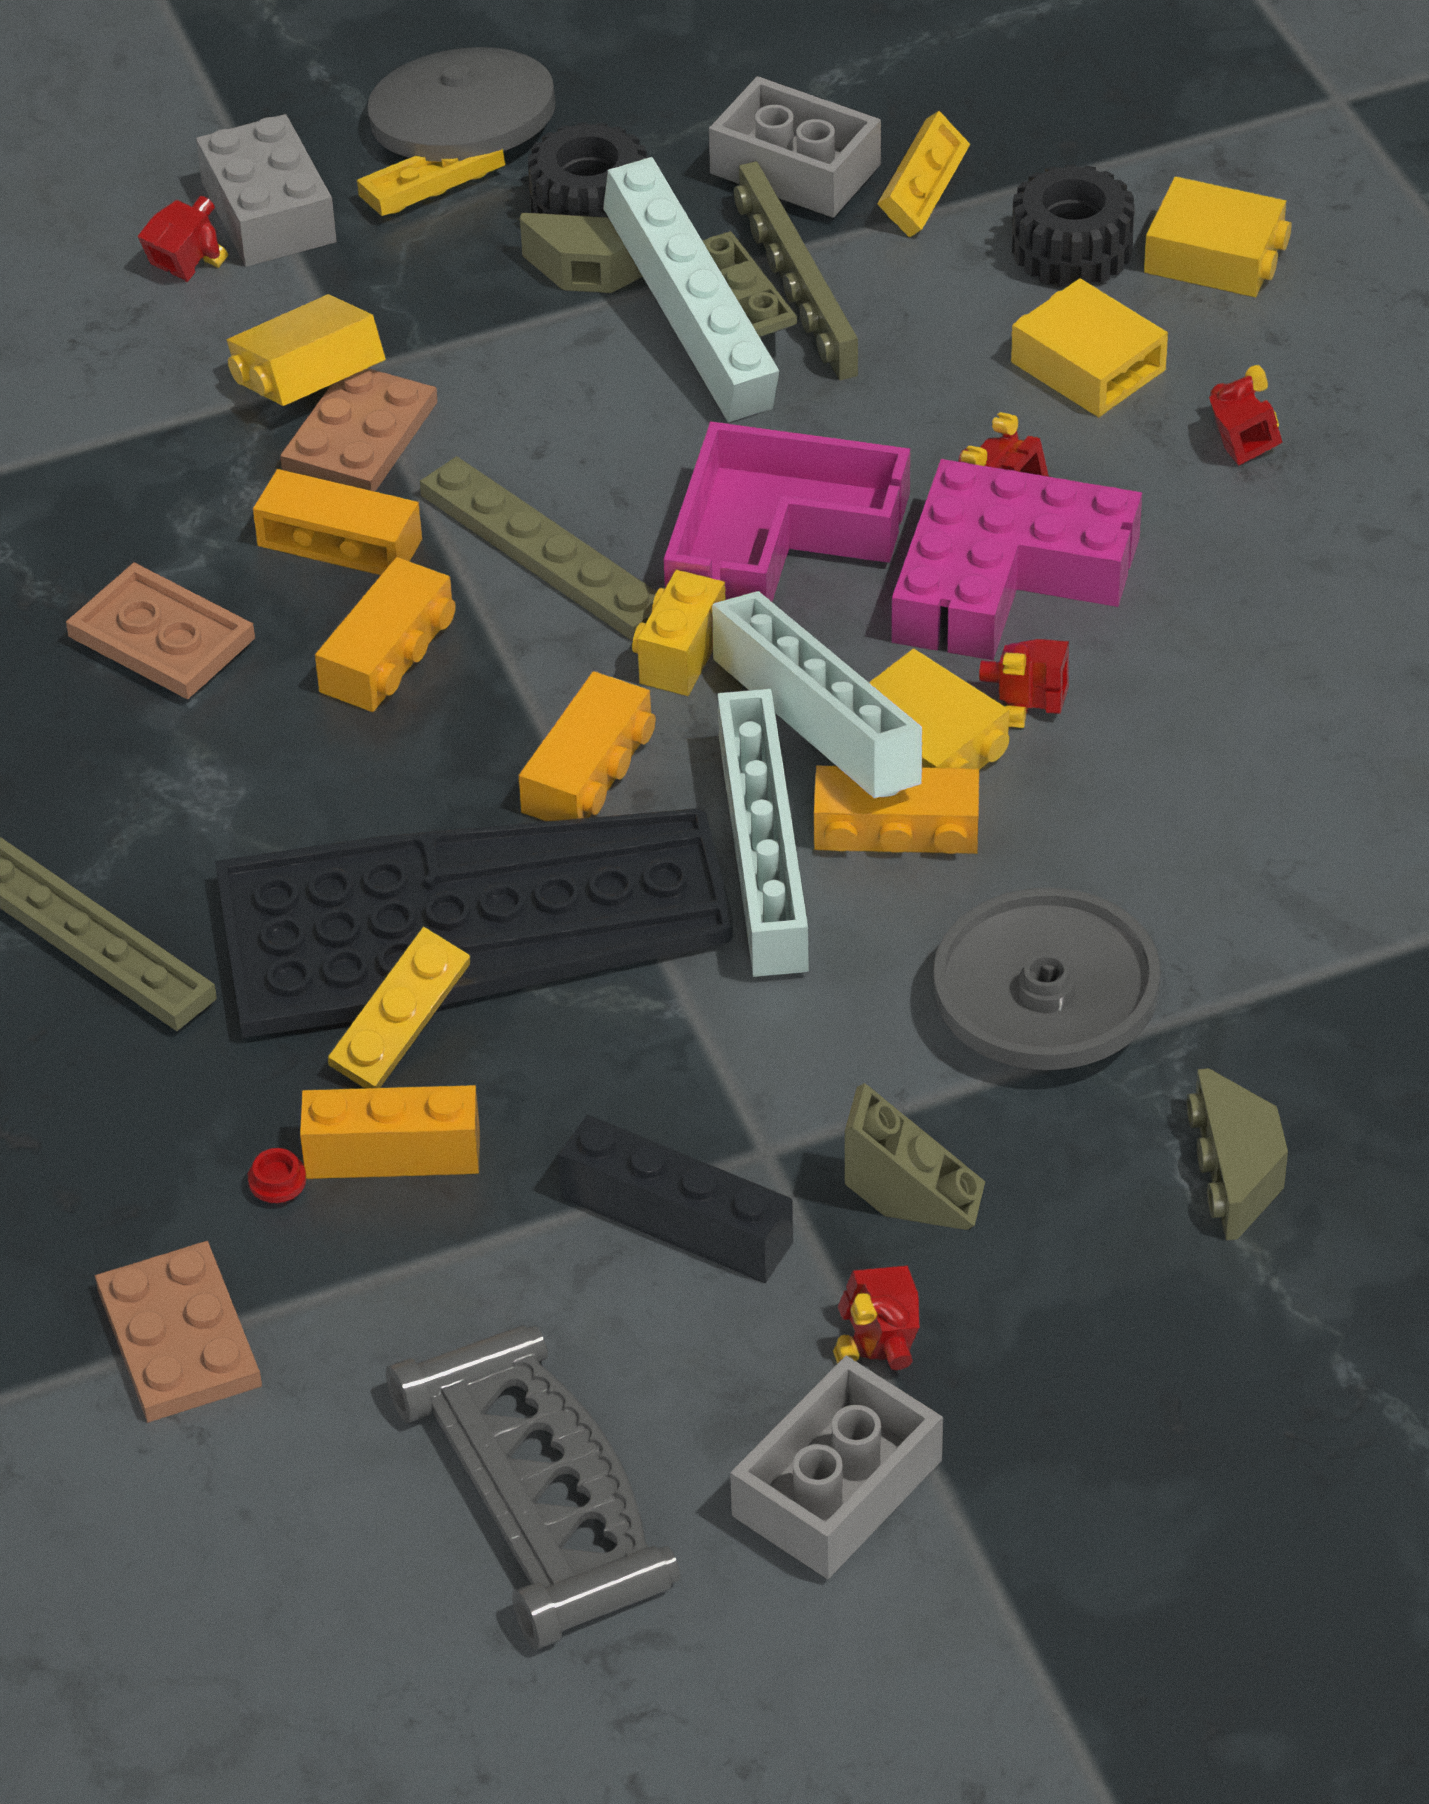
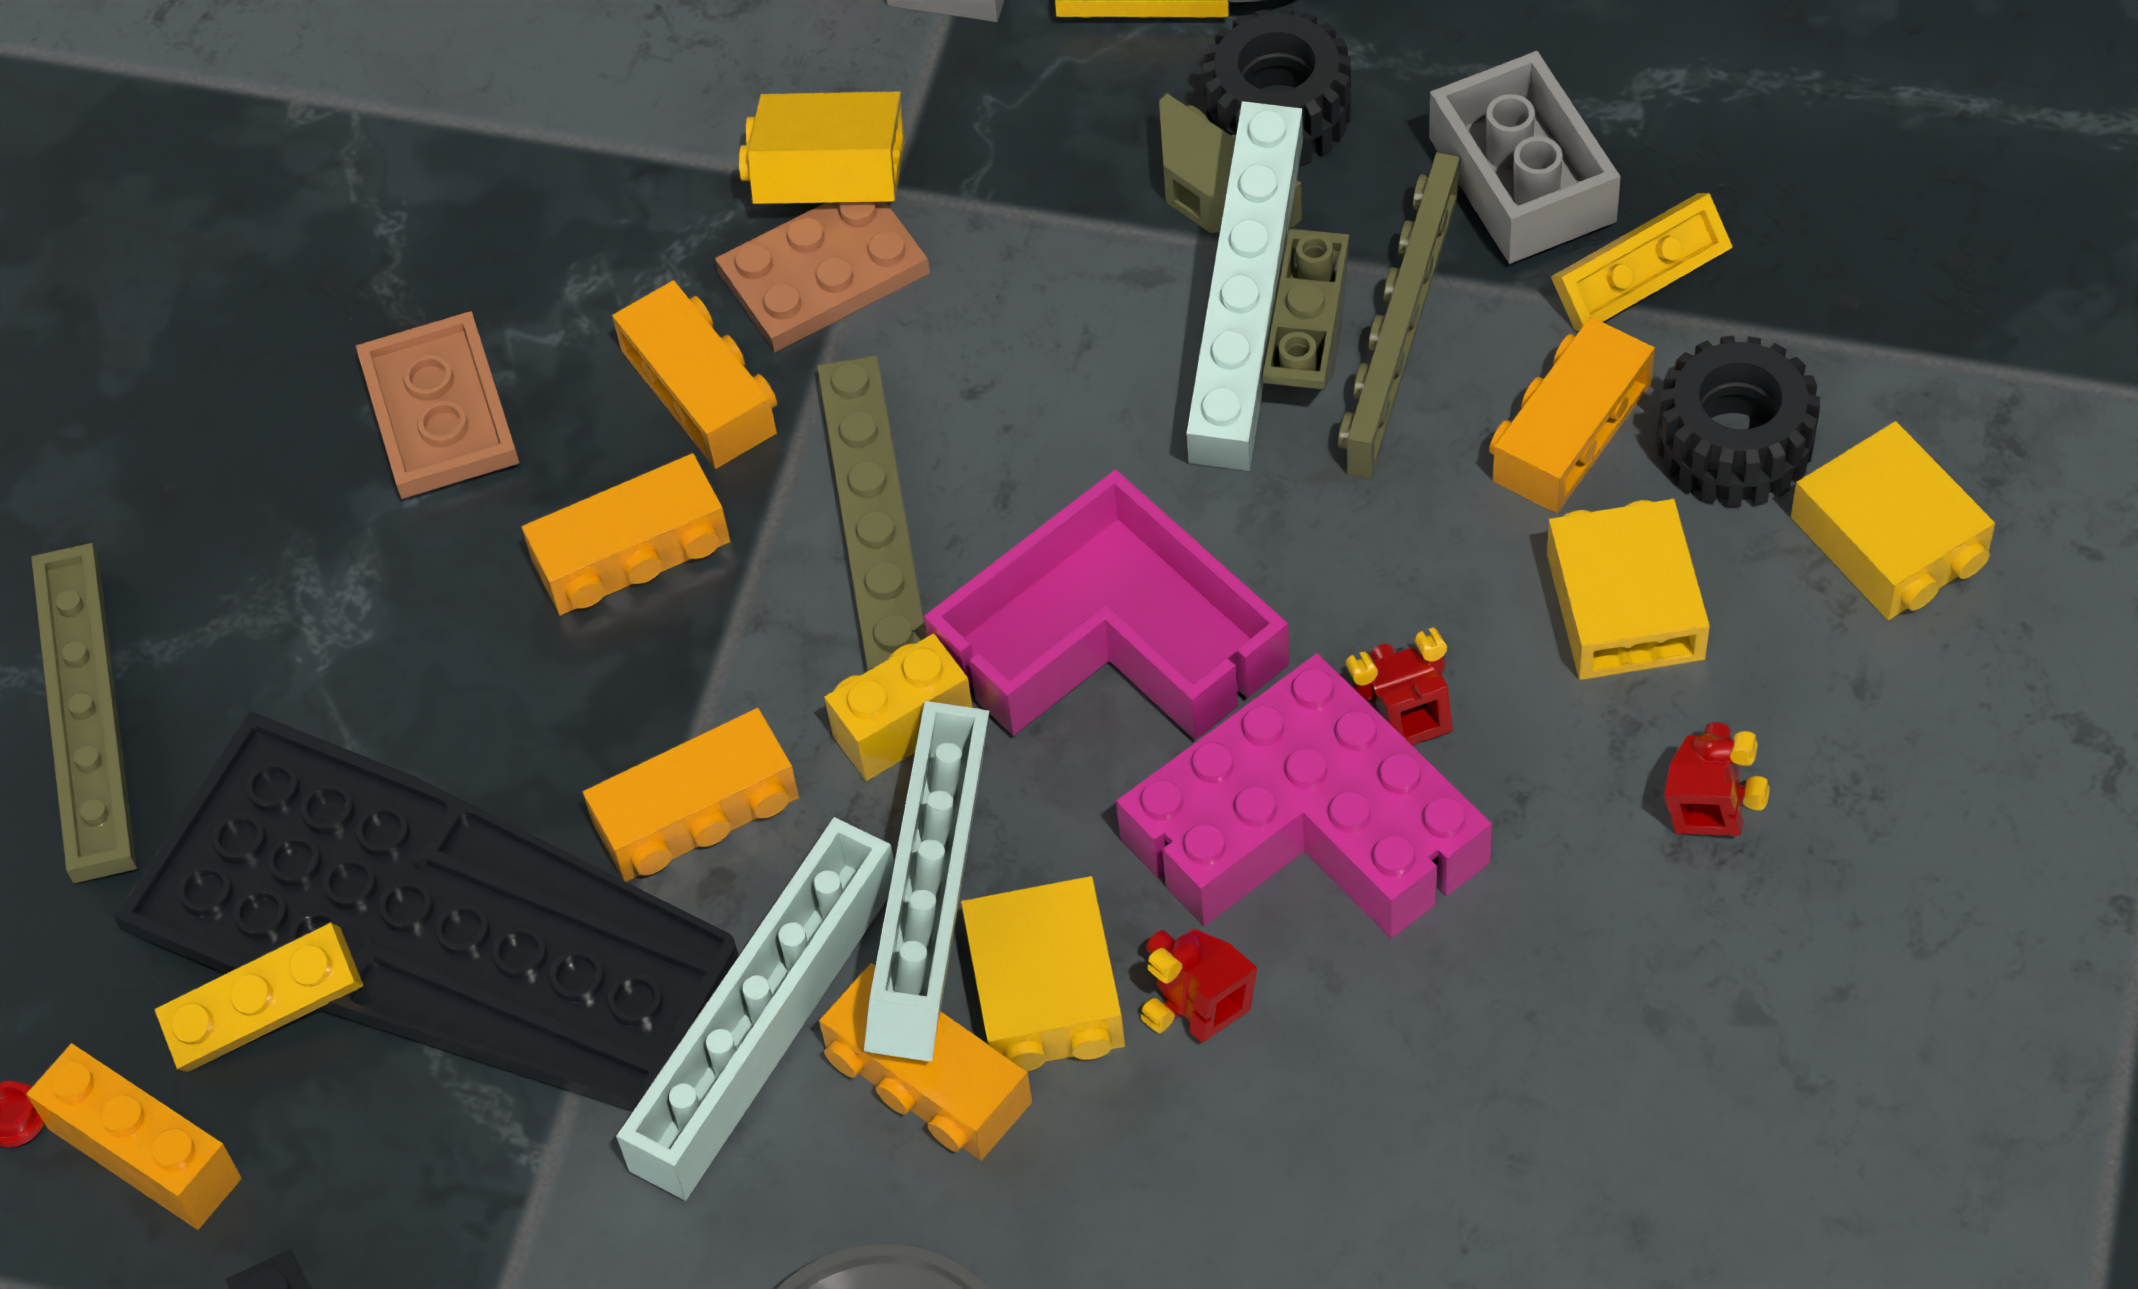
camera: 40 degrees right, 10 degrees up
(960, 273) = (1571, 414): none -> light orange brick

